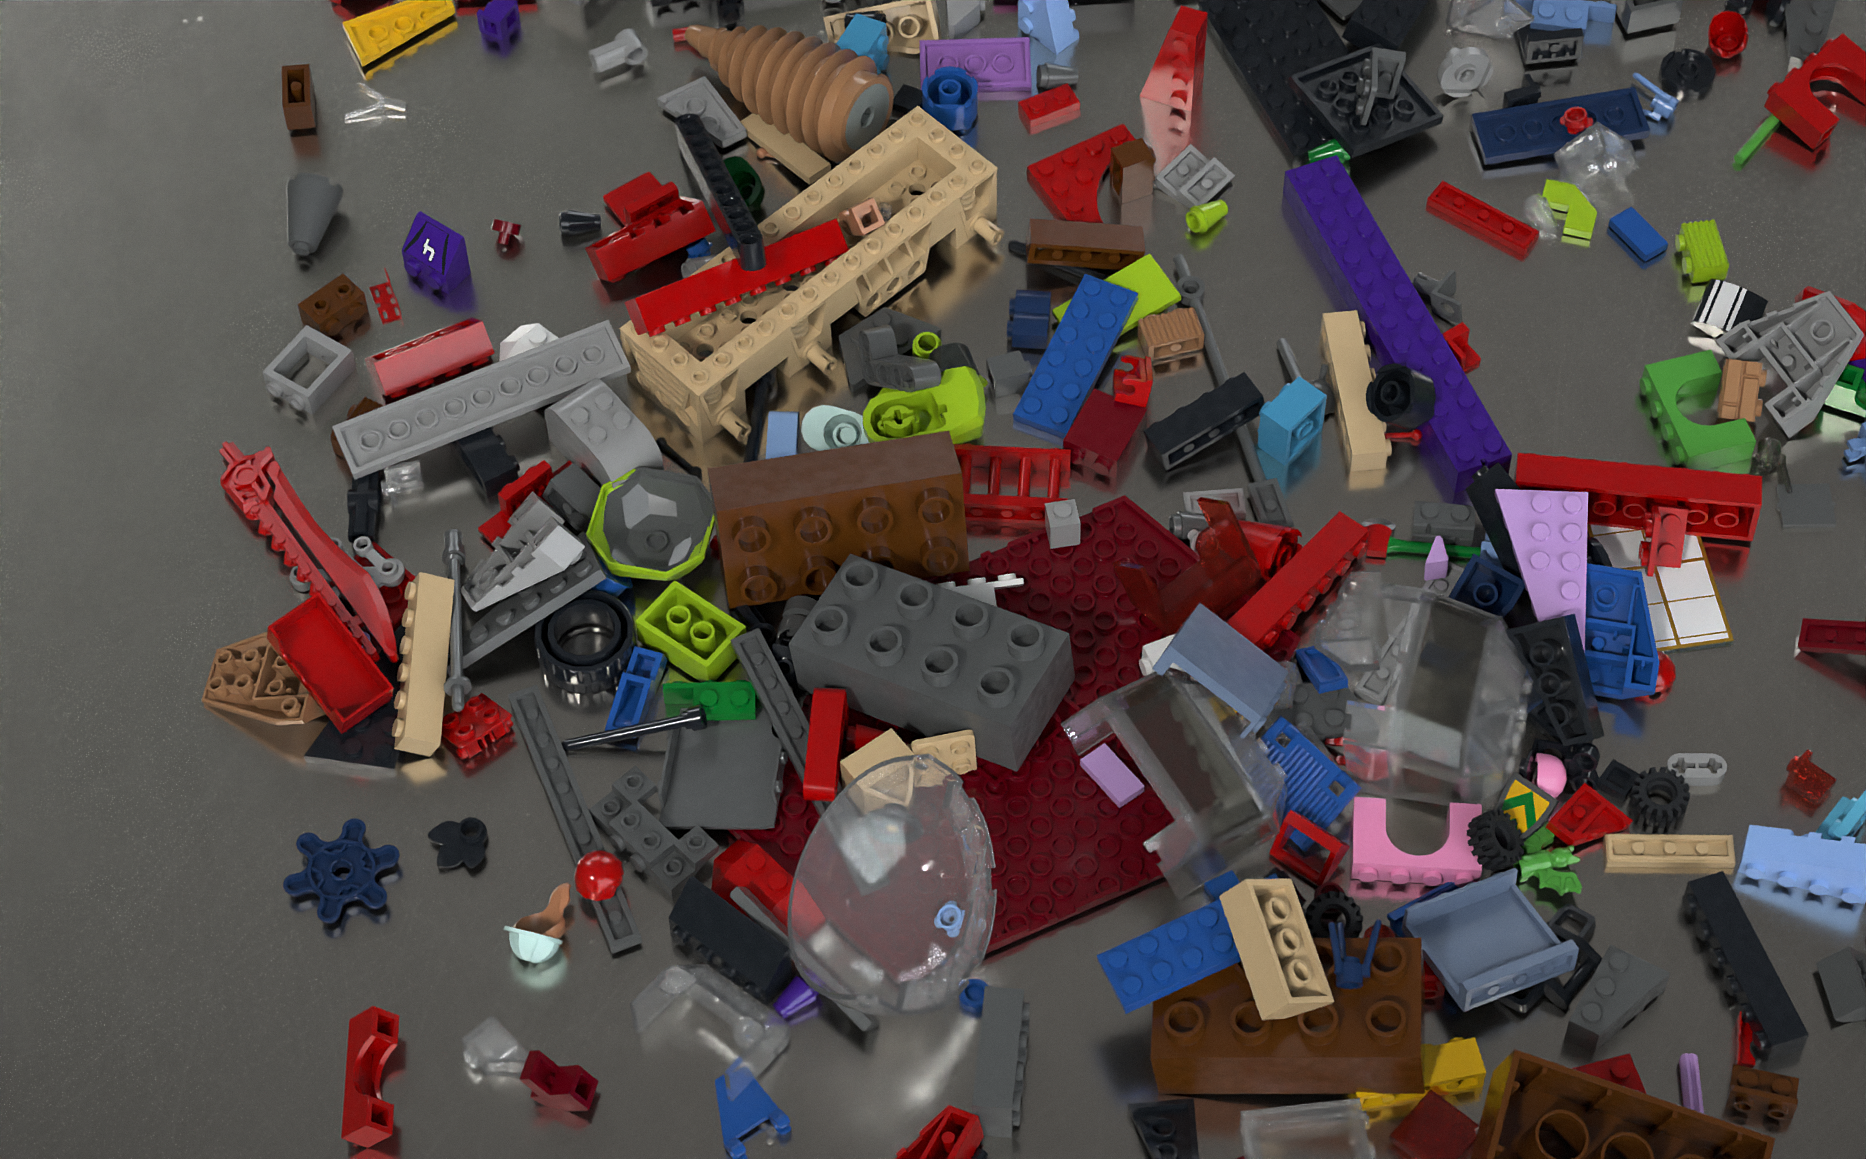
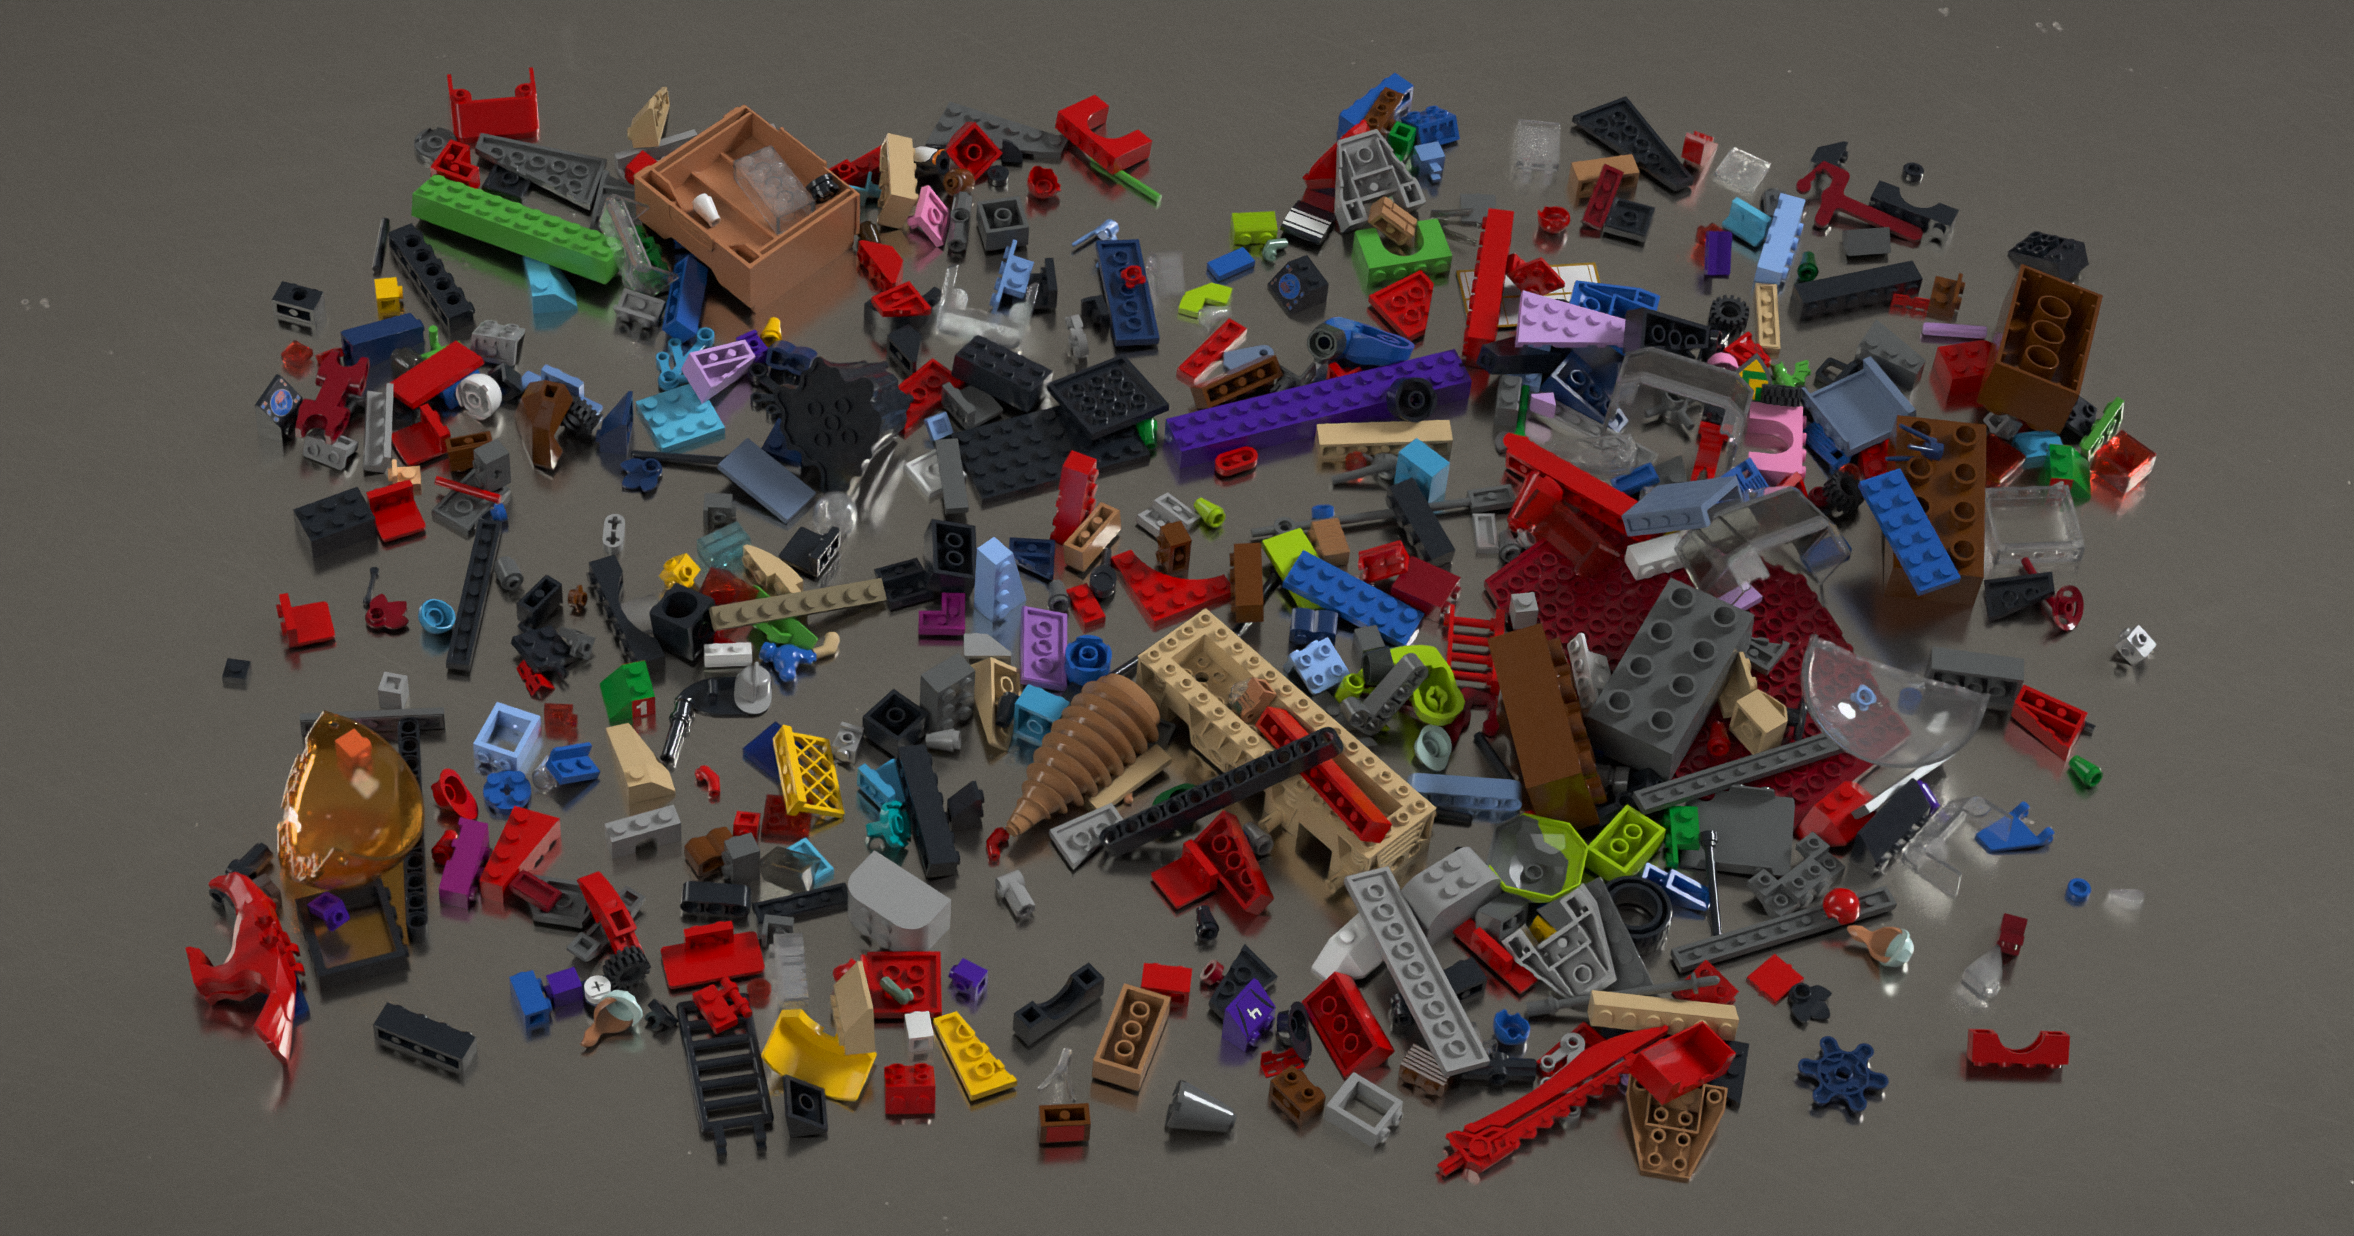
camera: 95 degrees left, 5 degrees down
(411, 151) = (1131, 1037): none -> medium nougat brick
(415, 303) = (1294, 1029): none -> black piece
(419, 511) = (1510, 1028): none -> blue hair
(476, 106) = (1079, 991): none -> black arch
(490, 186) = (1168, 981): none -> red brick
(495, 259) = (1241, 972): none -> black wing
(502, 808) = (1774, 978): none -> red piece
(825, 741) = (1735, 751): red beam -> none
(964, 317) = (1317, 666): none -> light blue bracket
(1018, 794) = (1765, 655): none -> dark grey wing
(1091, 117) = (1103, 577): none -> black piece
(1116, 53) = (1034, 555): none -> dark blue wing
(1143, 97) = (1092, 536): none -> medium nougat brick
(1222, 328) = (1322, 511): none -> blue tile
(1276, 948) = (1927, 480): tan slope -> none
(1299, 245) = (1233, 461): none -> red plate
(1311, 361) = (1356, 455): none -> clear red plate
(1380, 79) = (1118, 378): dark grey bracket -> none
(1420, 231) = (1236, 381): none -> reddish brown brick
(1475, 252) = (1241, 356): none -> sand blue piece
(1507, 344) = (1357, 342): none -> blue piece
(1601, 417) = (1405, 304): none -> red plate
(1610, 303) = (1299, 285): none -> black slope
(1673, 272) = (1271, 246): none -> sand green arm
(1687, 72) = (1069, 215): black tile -> none
(1696, 768) = (1698, 294): light grey beam -> none
(1767, 774) = (1718, 253): none -> dark purple panel
(1776, 903) = (1807, 268): none -> dark green cone
(1796, 583) = (1553, 219): none -> red hair
(1823, 680) = (1629, 219): none -> black plate

